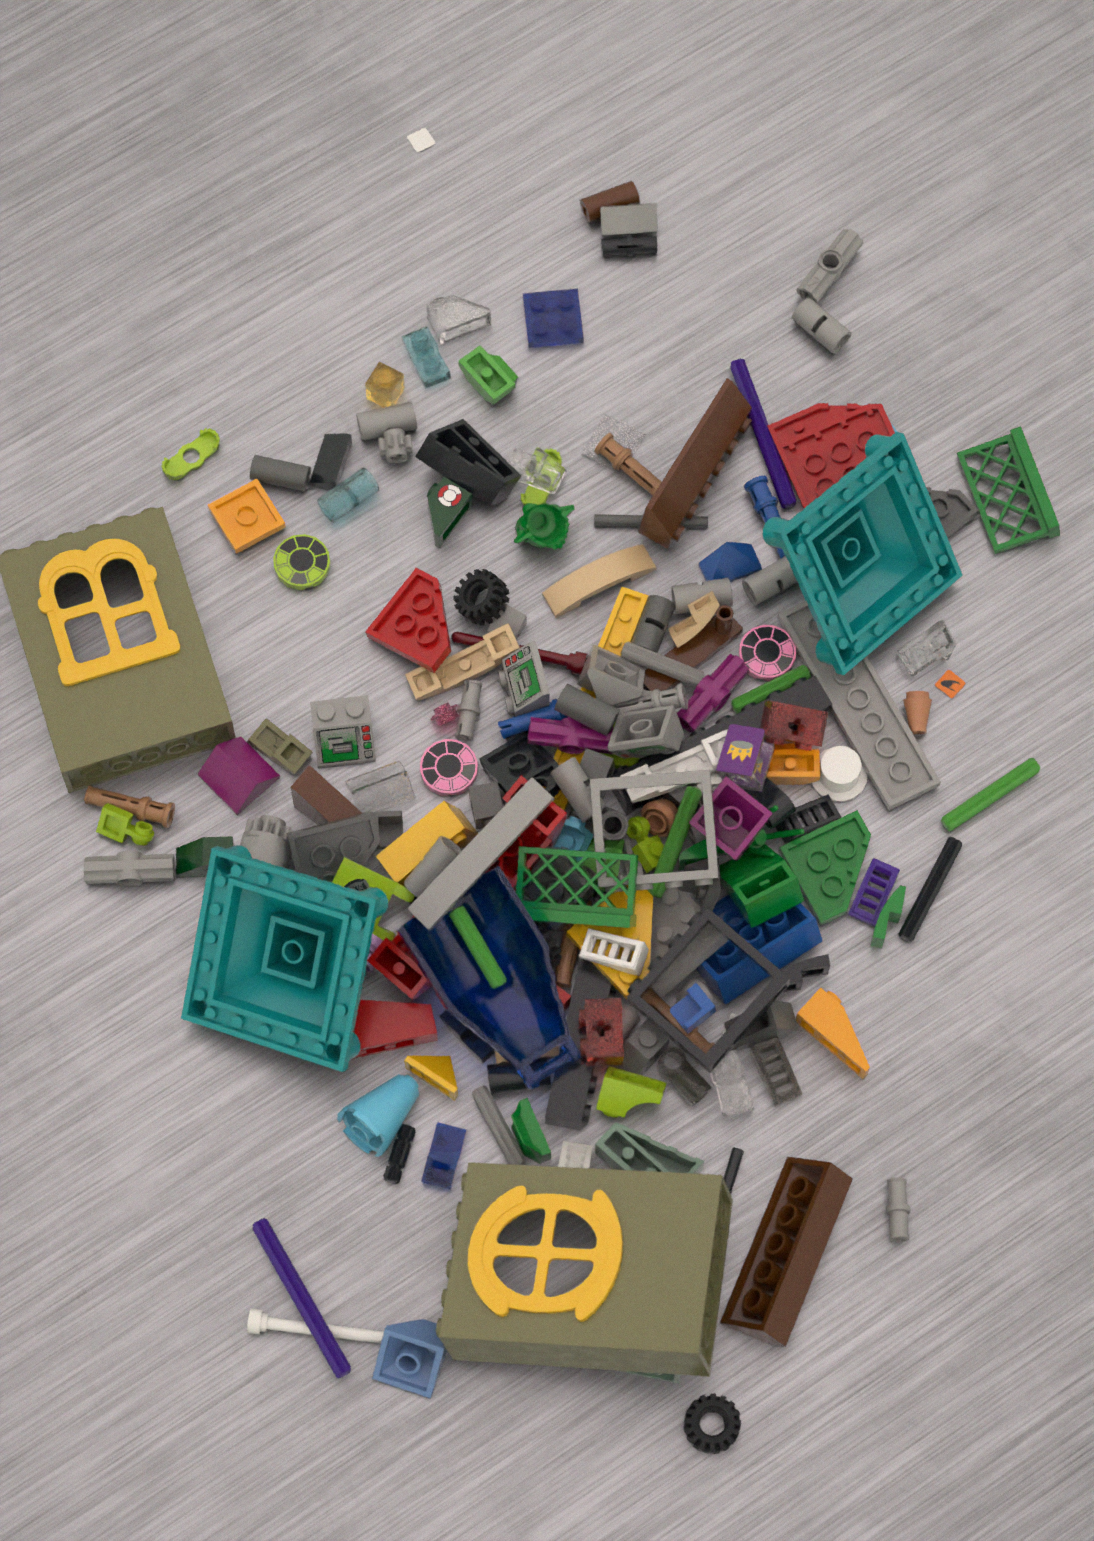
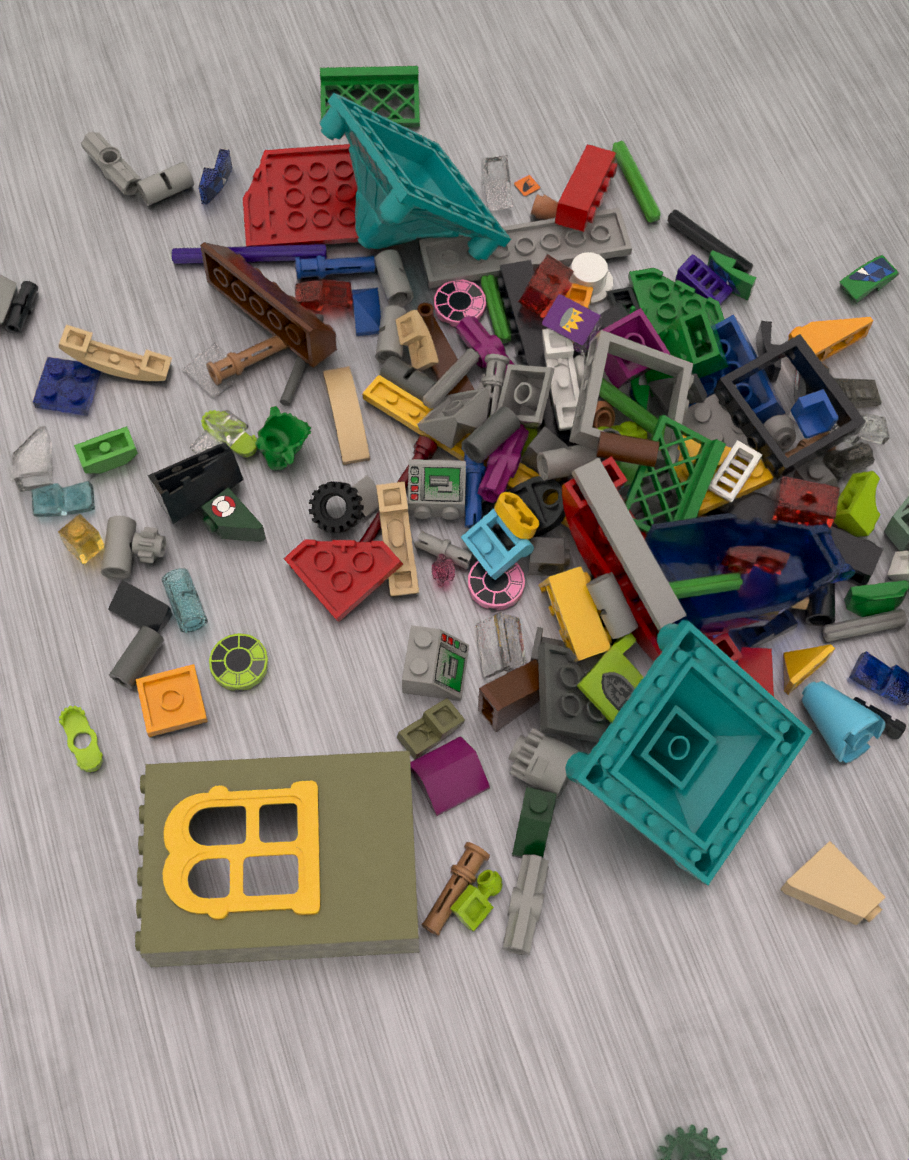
camera: 75 degrees left, 5 degrees down
(213, 1137) = (835, 887): none -> tan slope
(476, 747) = (490, 549): none -> medium azure plate
(513, 764) = (516, 515): none -> yellow beam
(516, 983) = (743, 558): none -> clear red slope
(582, 828) = (627, 449): none -> reddish brown piece
(591, 346) = (113, 360): none -> tan slope
(732, 516) = (320, 292): none -> clear red slope
(837, 369) = (215, 178): none -> clear blue slope
(936, 1065) = (868, 277): none -> slope
(949, 738) = (586, 188): none -> red brick

